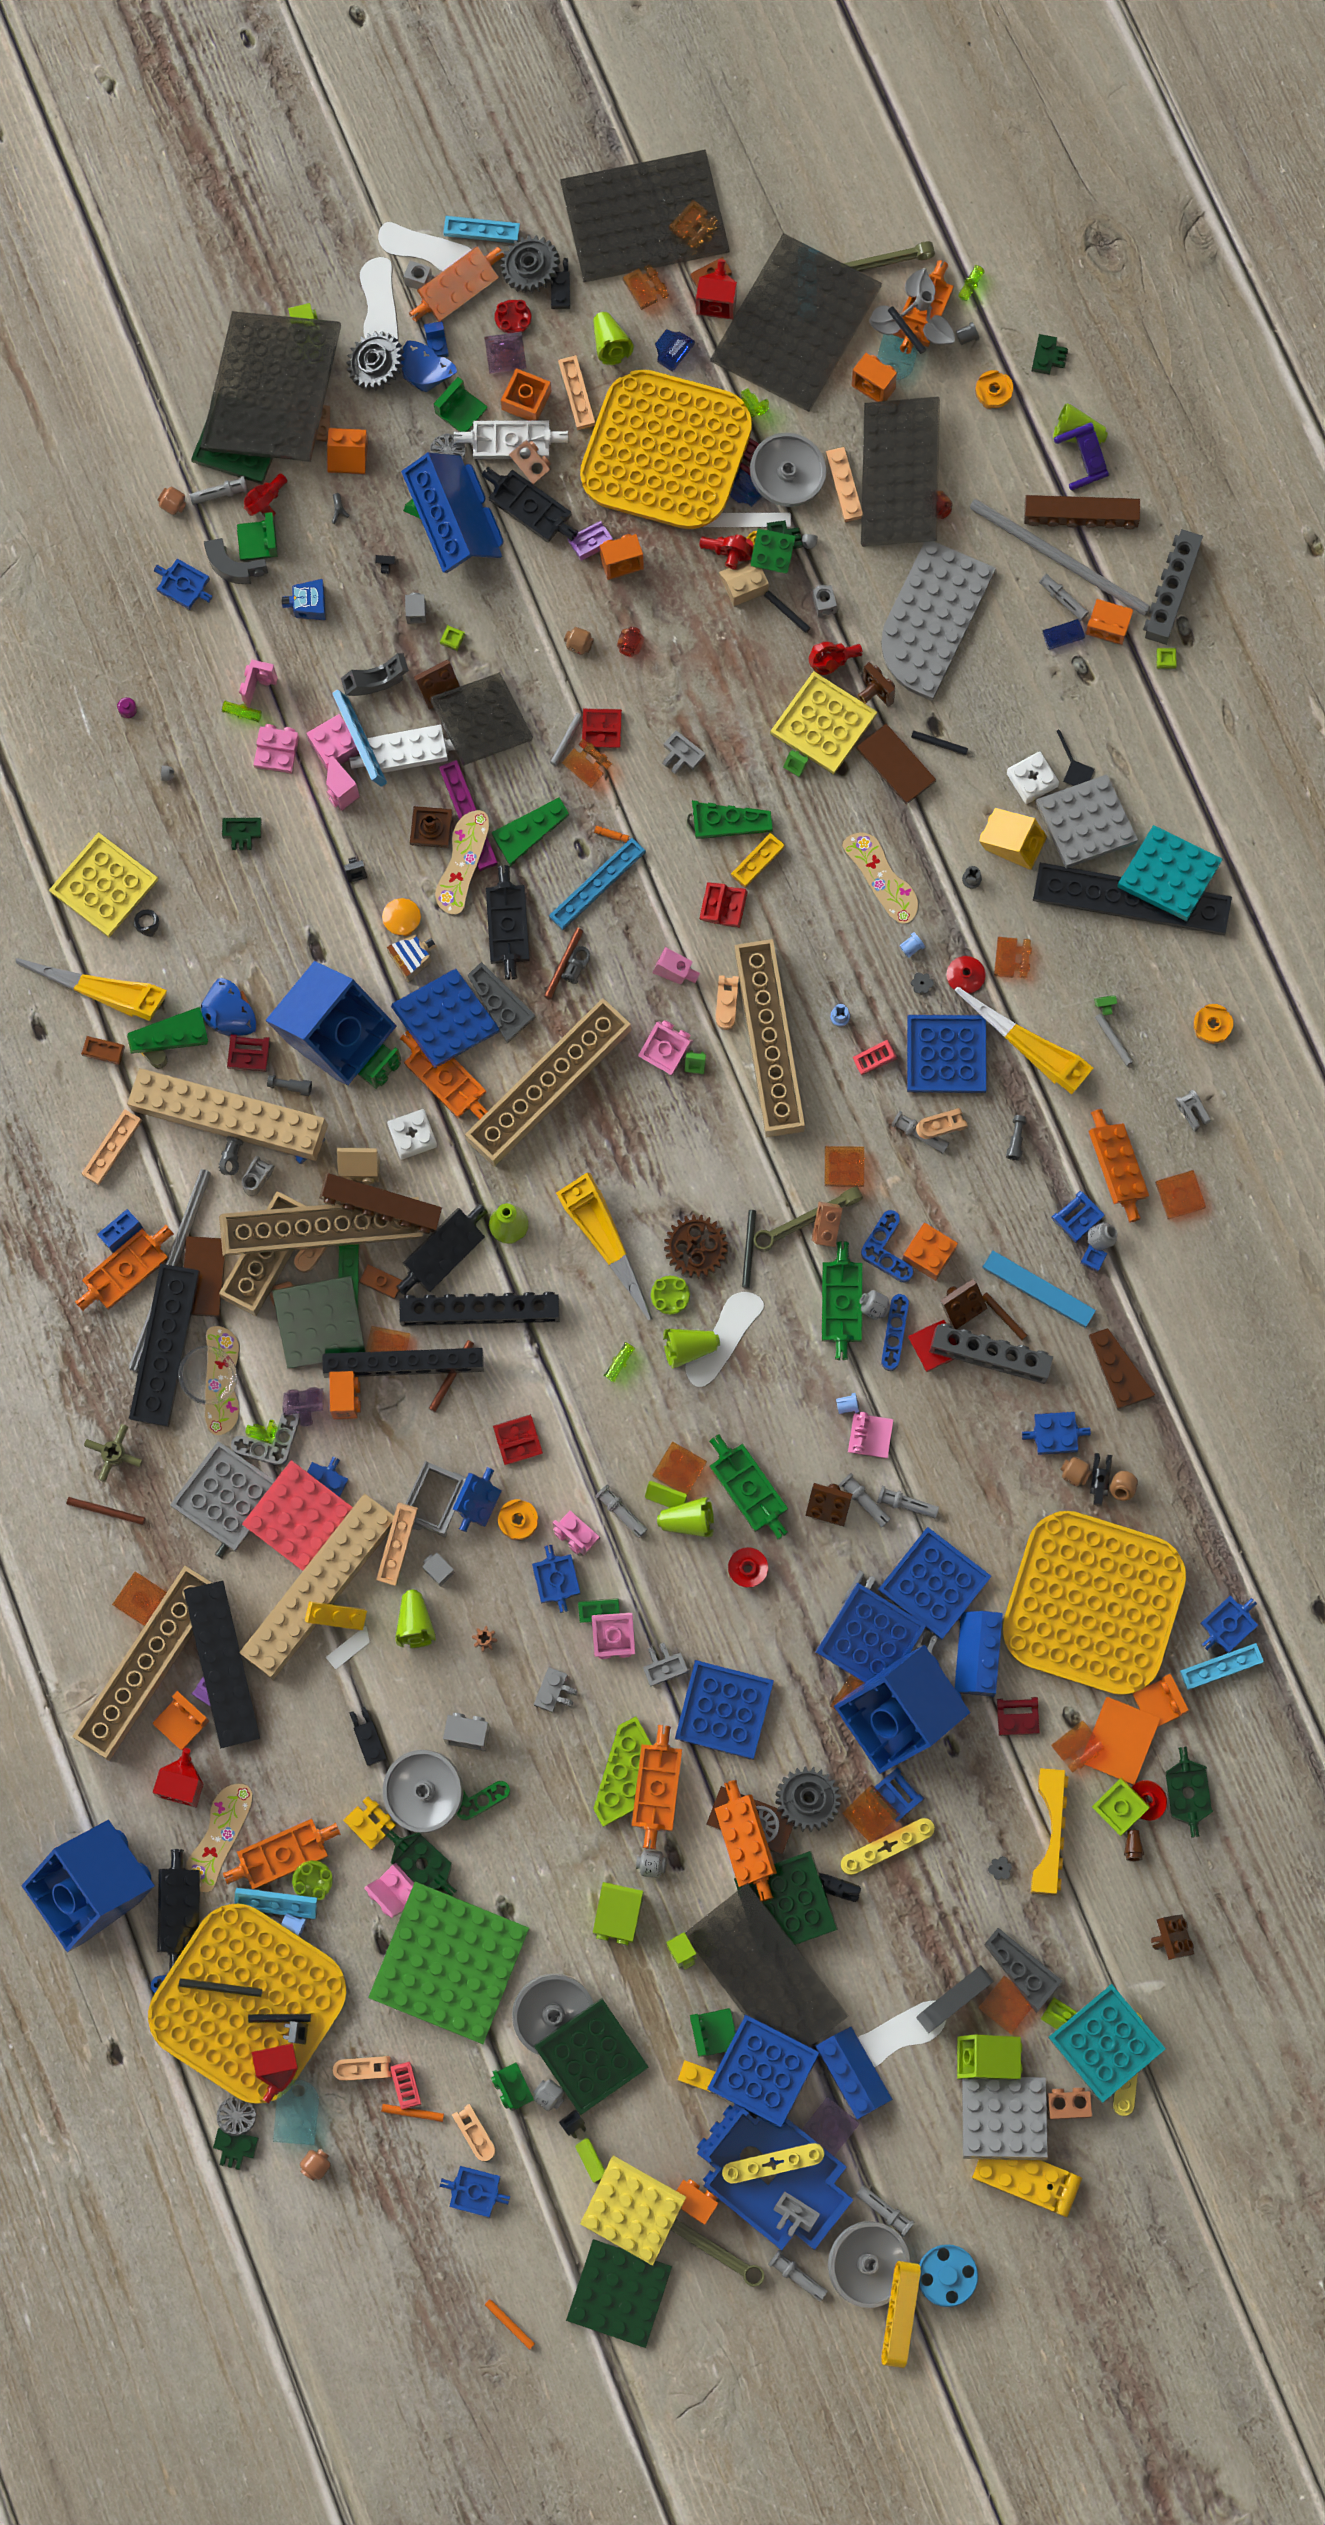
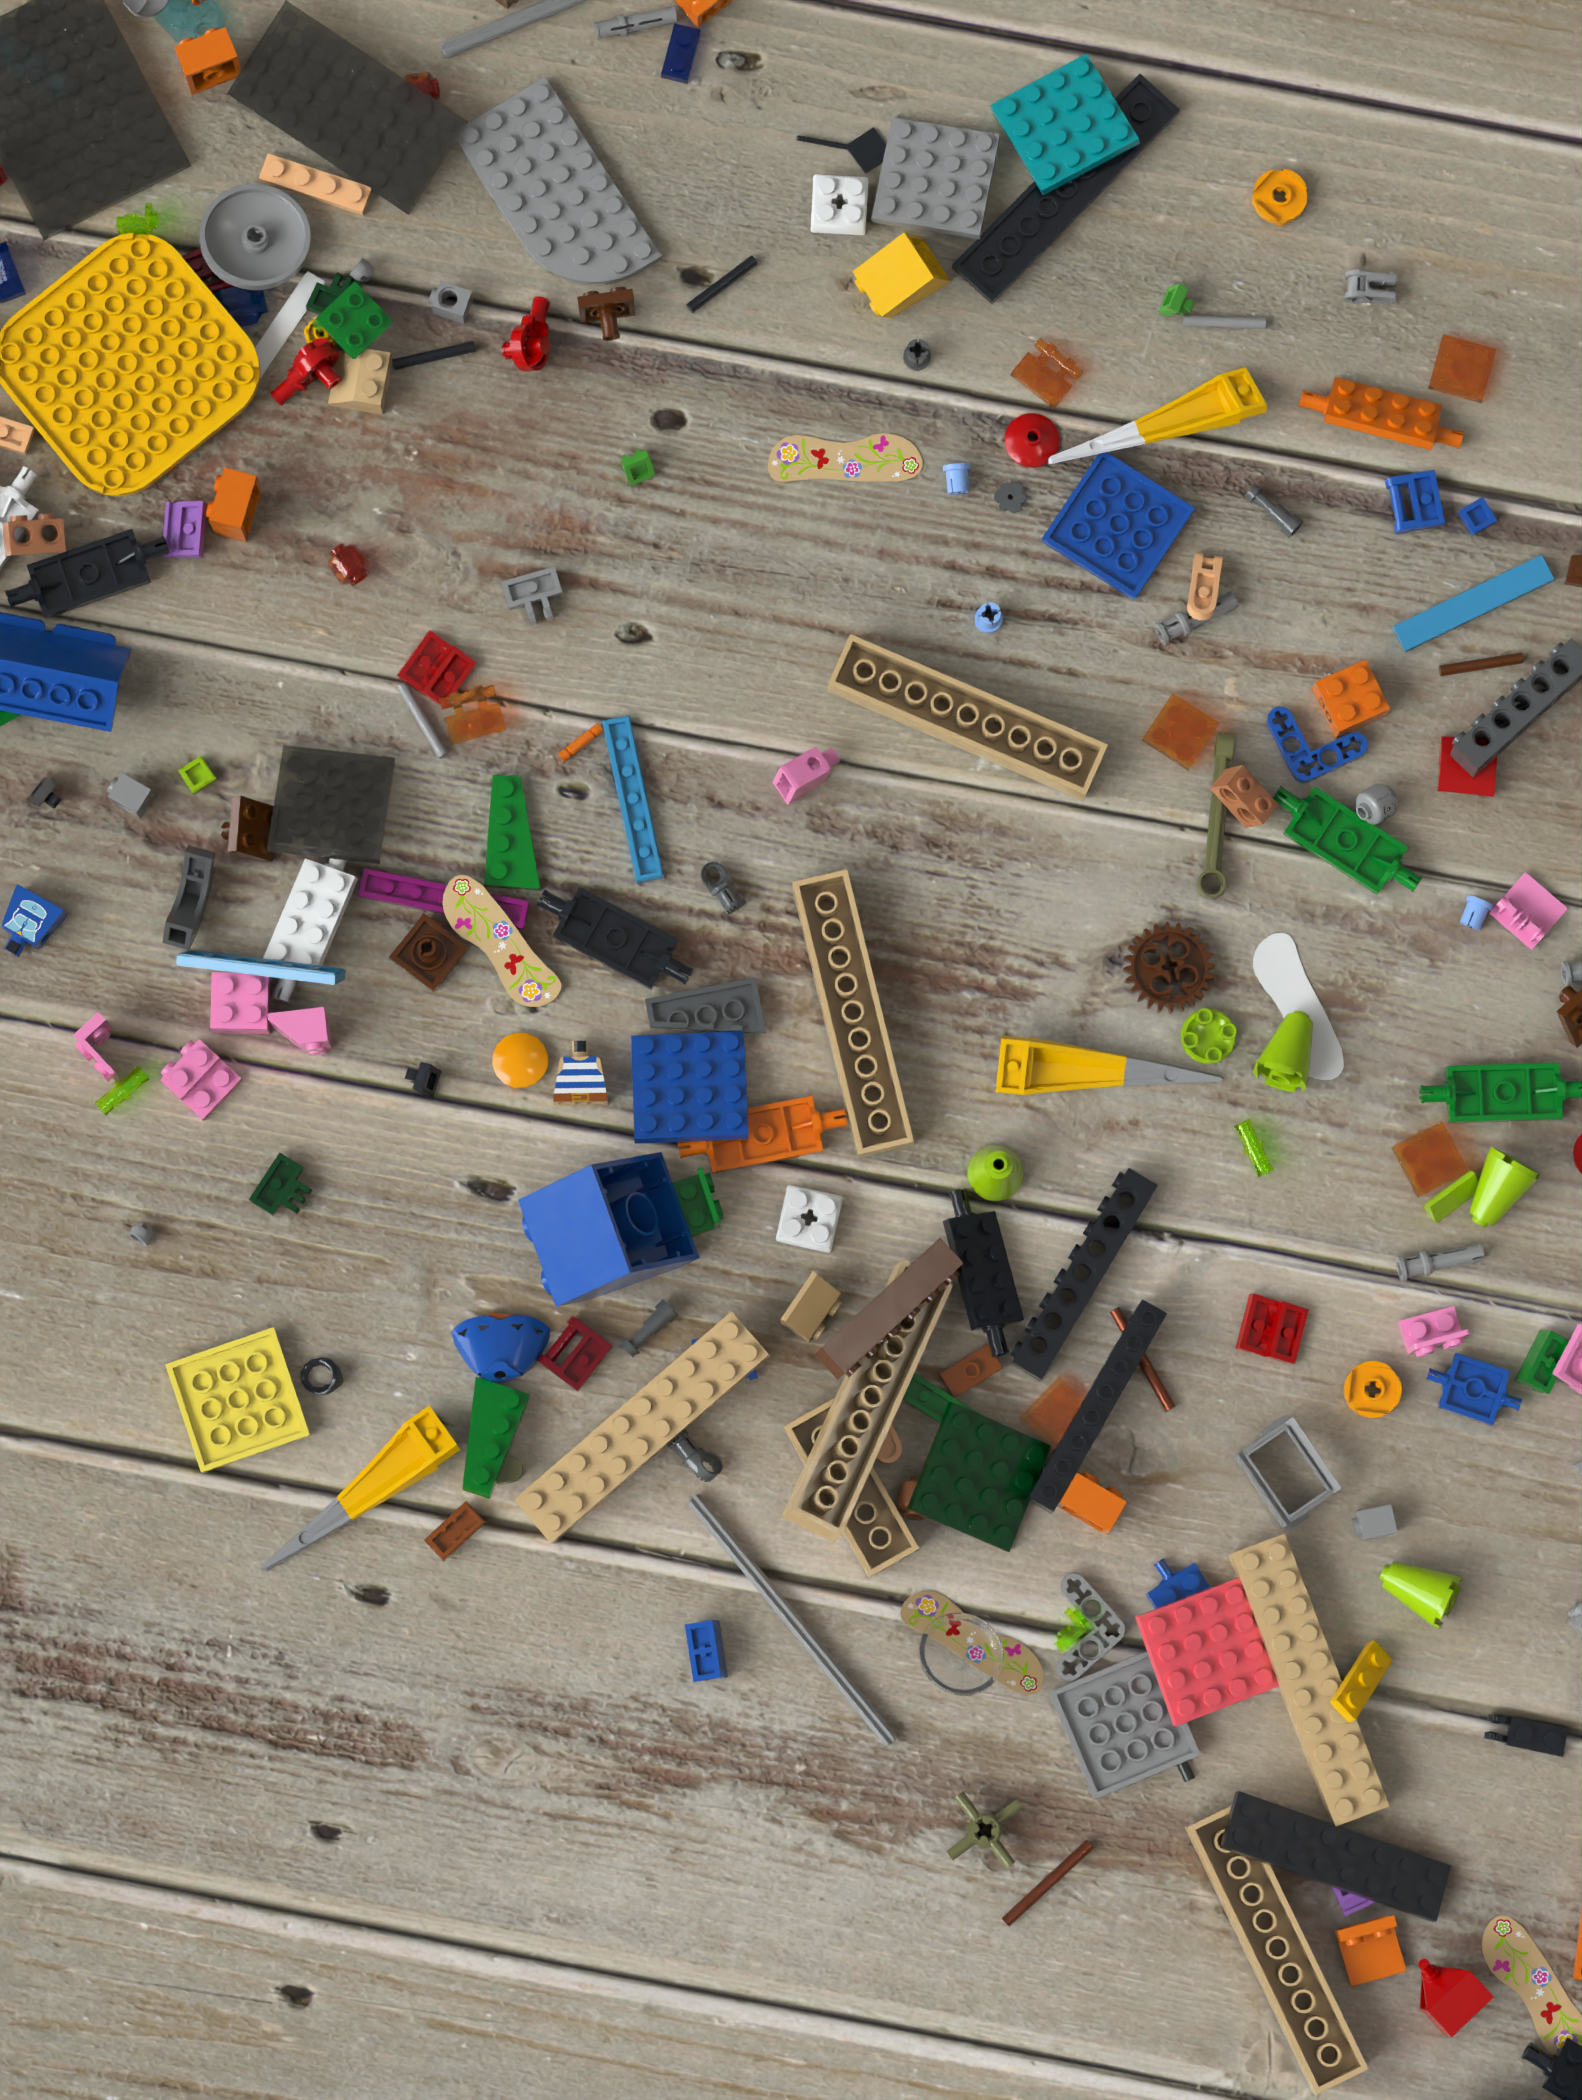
camera: 65 degrees left, 5 degrees up
(111, 1147) = (588, 1596): light nougat plate -> none
(125, 1269) = (756, 1674): orange plate -> none
(127, 707) = (20, 1229): magenta piece -> none
(139, 1598) = (1185, 1907): clear orange plate -> none
(164, 1345) = (887, 1684): black plate -> none
(207, 1257) = (827, 1584): reddish brown tile -> none
(259, 1173) = (740, 1438): light grey piece -> none
(303, 1403) = (1069, 1558): clear purple plate -> none
(349, 1648) = (1402, 1691): white sticker -> none
(397, 1544) = (1317, 1552): light nougat plate -> none
(477, 1499) = (1321, 1423): blue plate -> none
(488, 1643) = (1503, 1520): nougat gear -> none
(563, 963) = (708, 903): copper bar -> none
(578, 640) = (306, 625): medium nougat head -> none
(666, 1047) = (897, 846): bright pink plate -> none
(695, 1062) = (938, 824): bright green tile -> none
(722, 821) = (654, 597): green wing -> none
(723, 904) = (759, 666): red slope -> none
(726, 1002) = (884, 740): light nougat plate -> none
(749, 1249) = (1209, 908): pearl dark grey bar -> none
(757, 860) = (730, 590): yellow plate -> none
(823, 722) = (607, 402): light yellow plate -> none
(885, 1060) = (1069, 587): coral slope -> none
(895, 1332) = (1424, 798): blue beam -> none
(896, 764) = (716, 351): reddish brown tile -> none
(963, 1303) = (1441, 701): reddish brown plate -> none
(1102, 1236) = (1460, 489): light grey head -> none

